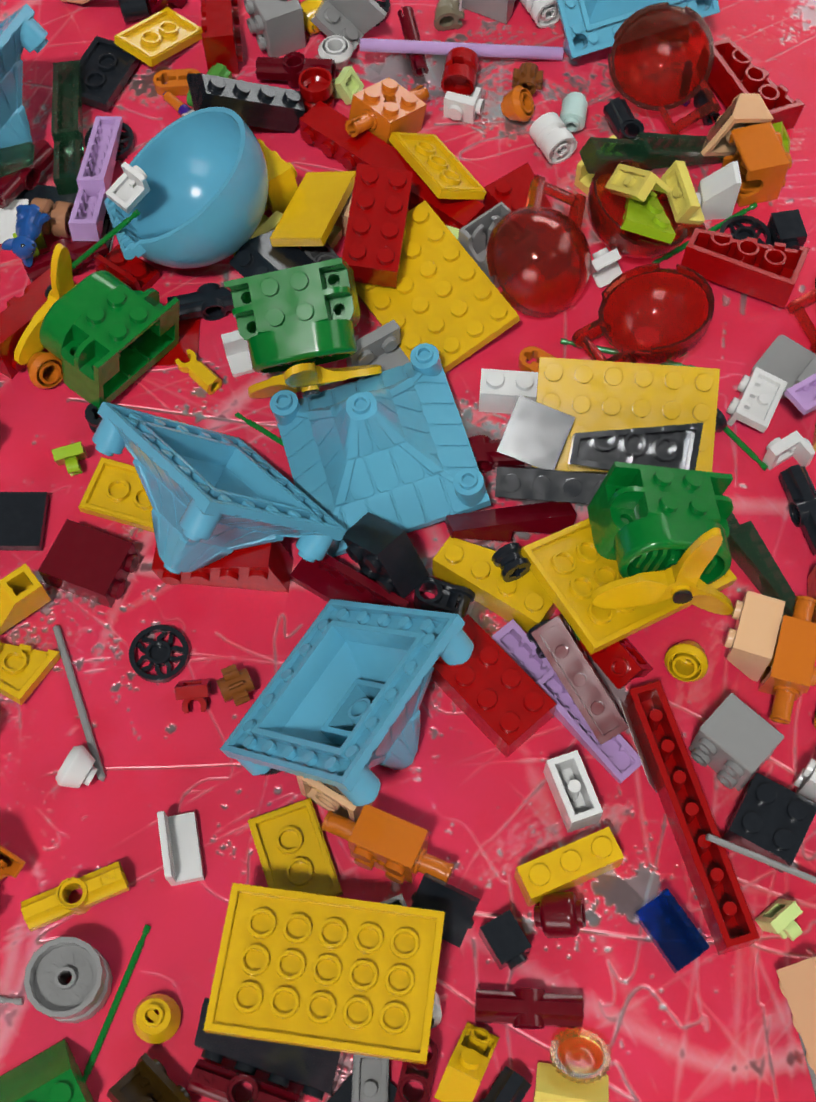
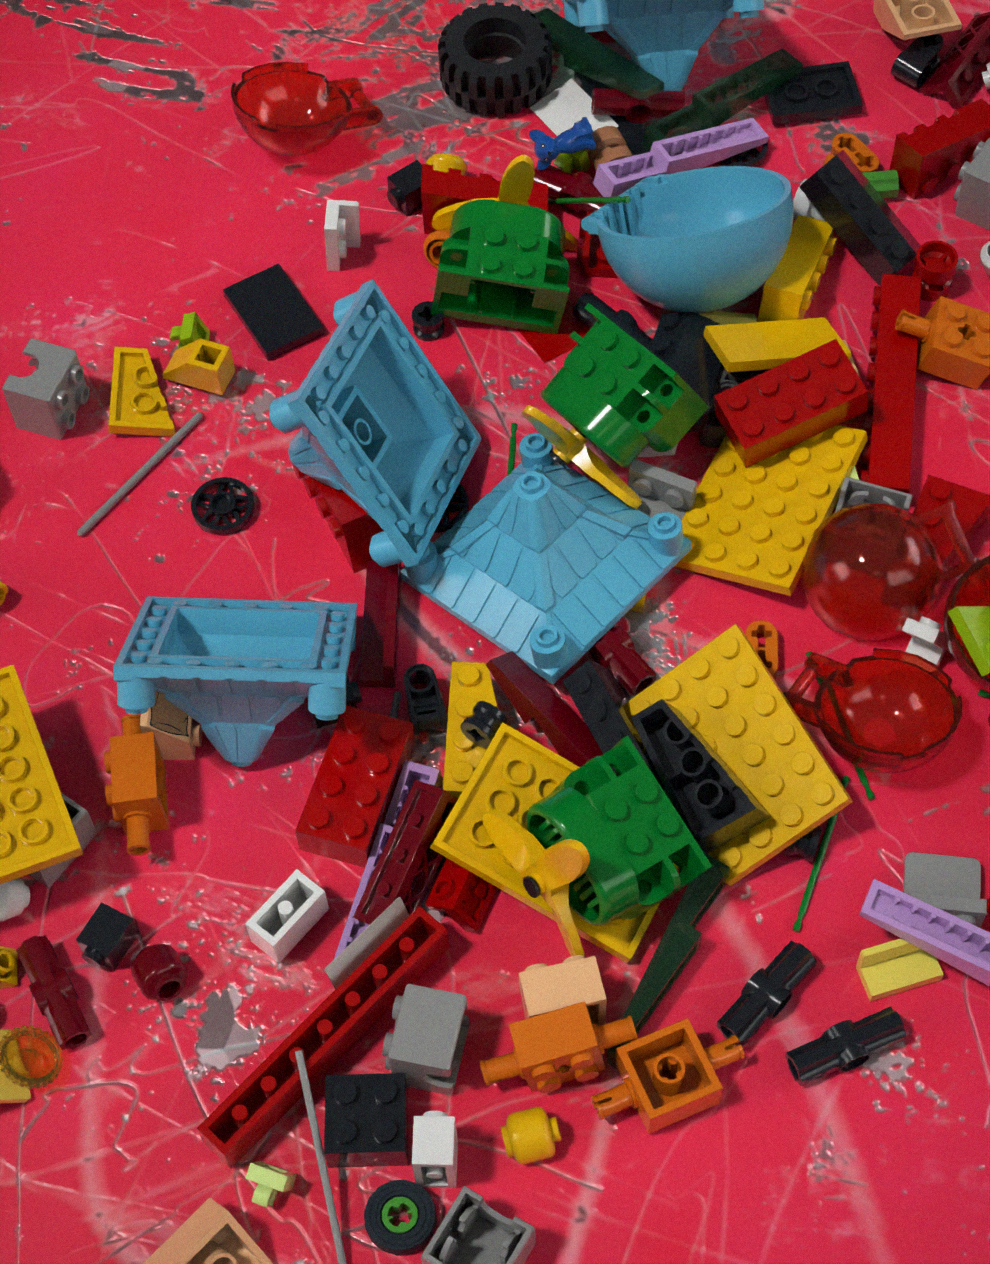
camera: 60 degrees right, 5 degrees down
(76, 768) = (72, 505): white cone -> none
(89, 563) = (258, 386): dark red brick -> none
(129, 188) = (661, 182): white bracket -> none
(159, 36) = (889, 106): yellow tile -> none
(180, 848) = (46, 624): white panel -> none
(193, 690) = (200, 550): red tile -> none
(200, 373) = (532, 368): yellow bar -> none
(235, 685) = (225, 578): dark orange gear -> none
(290, 67) = (950, 230): dark red piece -> none
(294, 850) = (82, 726): yellow tile -> none
(347, 84) = (971, 291): yellowish green tile -> none
(385, 555) = (424, 618): black brick -> none
(437, 166) = (923, 421): yellow tile -> none
(456, 904) = (105, 866): black piece -> none
(502, 388) = (694, 622): white brick -> none
(535, 434) = (654, 672): tile -> none
(569, 866) = (212, 954): yellow brick -> none
(671, 931) = (201, 1083): clear blue panel -> none
(686, 661) = (500, 955): yellow cone -> none
(757, 399) = (854, 871): white bracket -> none
(791, 445) = (827, 932): white bracket -> none

